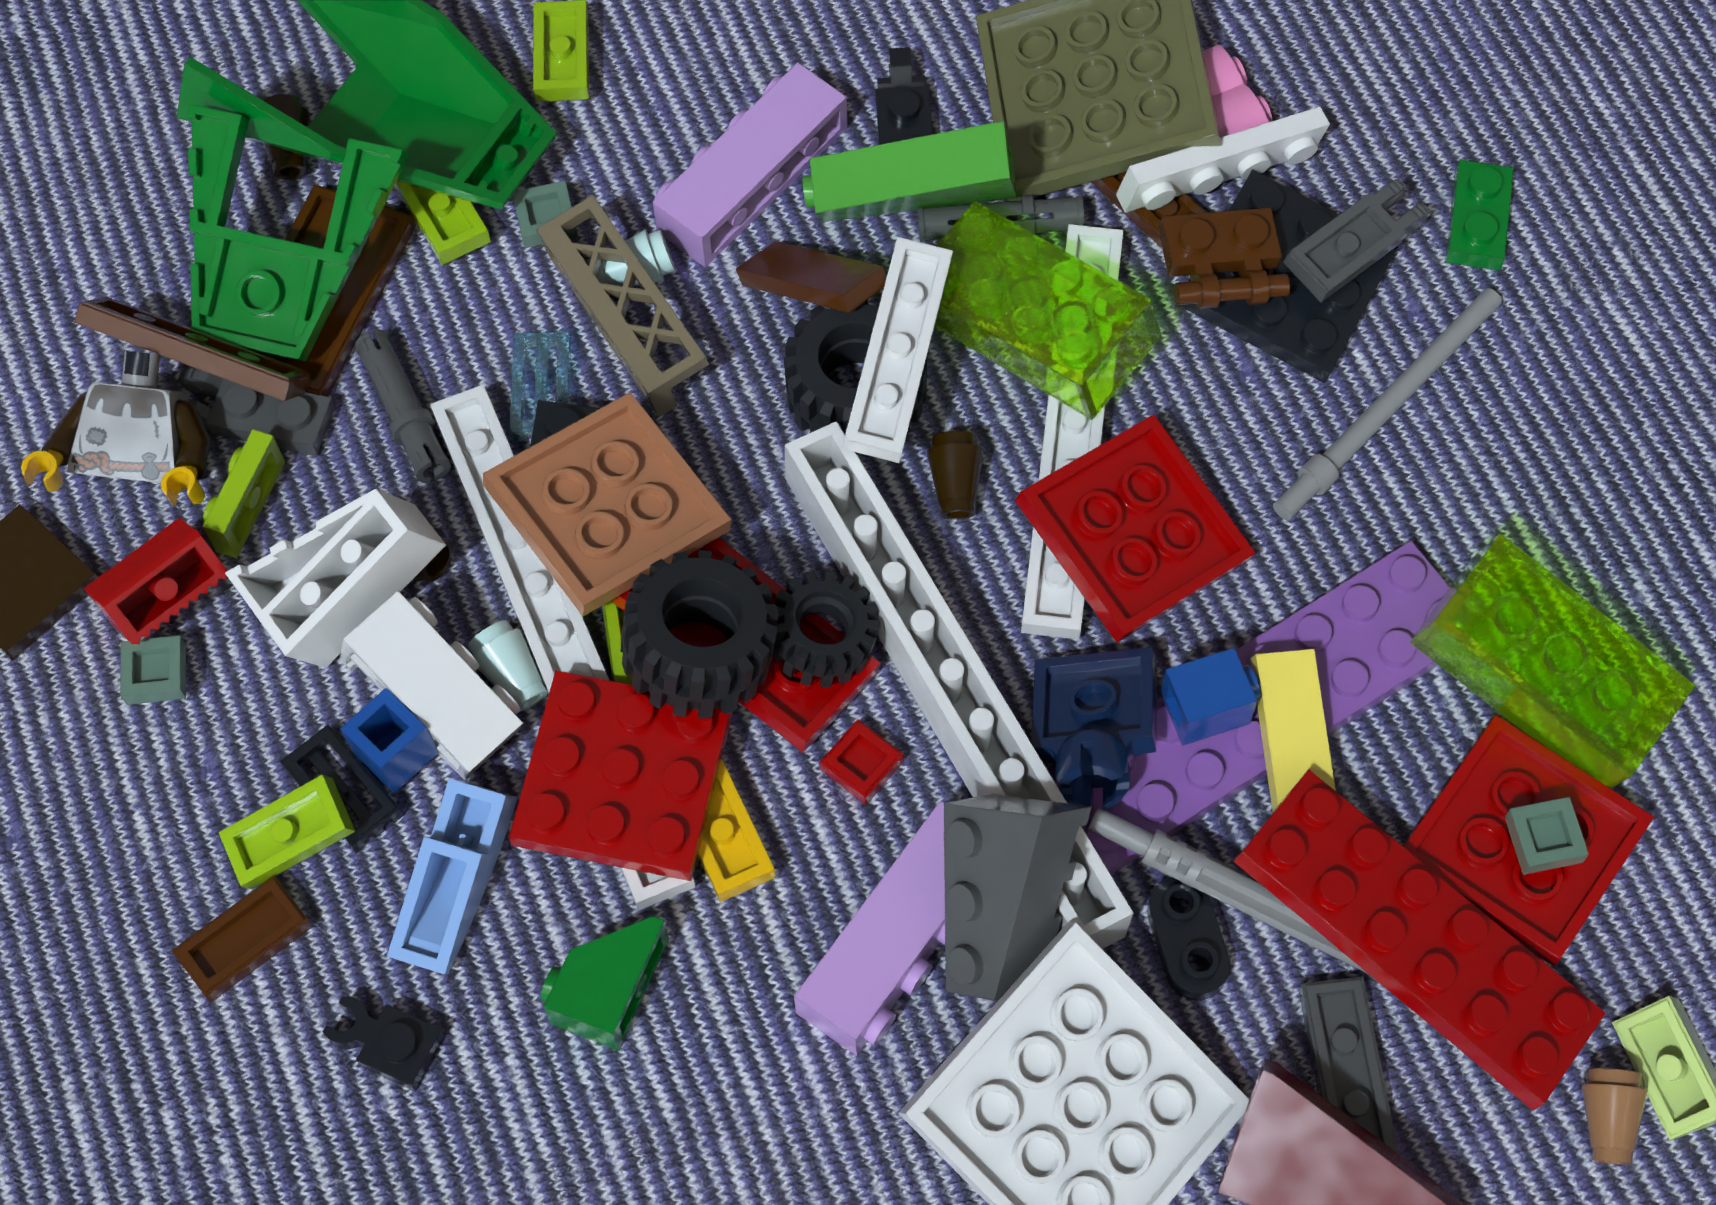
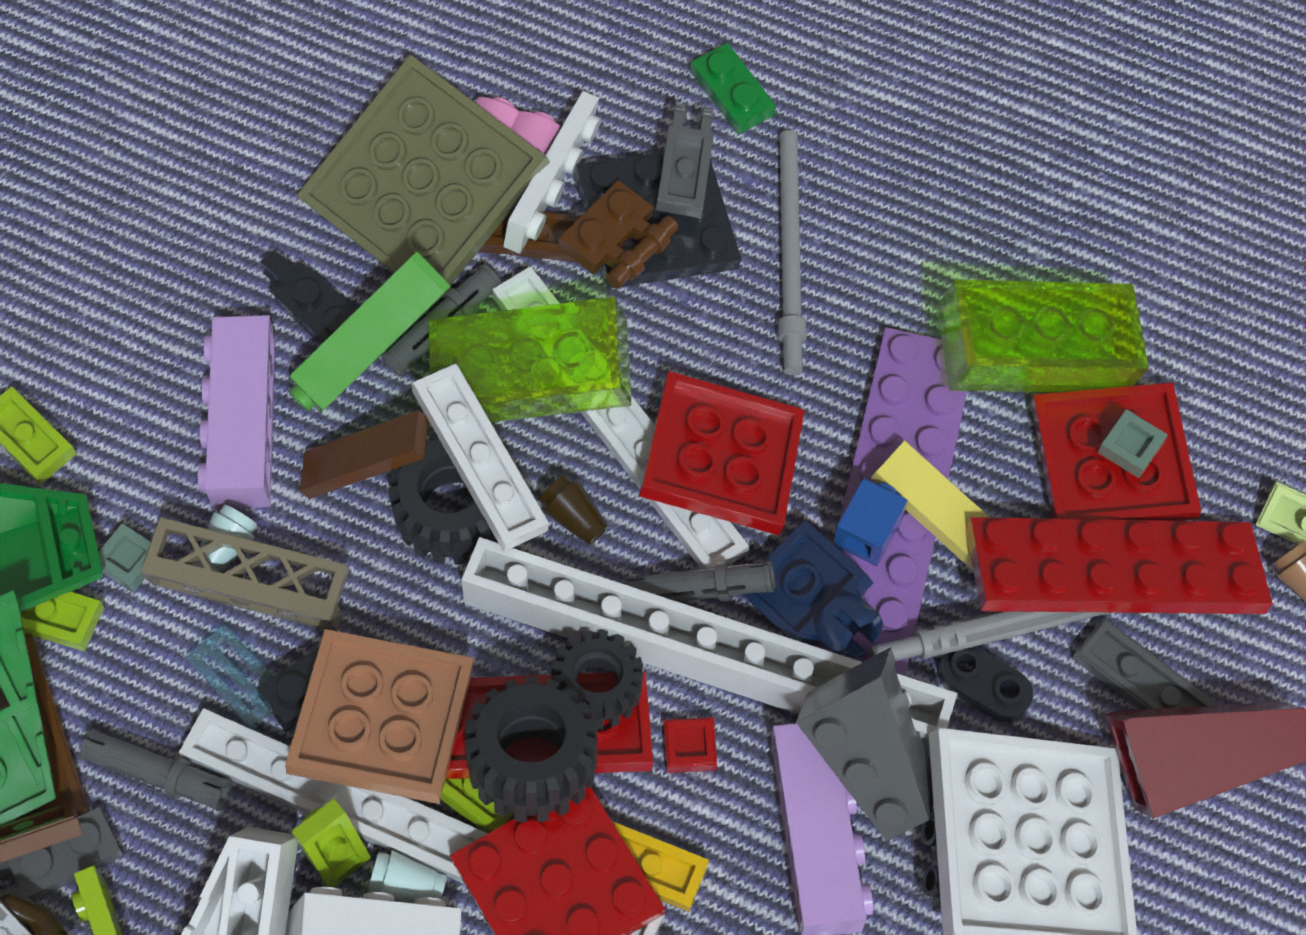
camera: 45 degrees left, 0 degrees up
(469, 577) = (331, 843): none -> lime plate
(1019, 637) = (715, 582): none -> dark grey pin

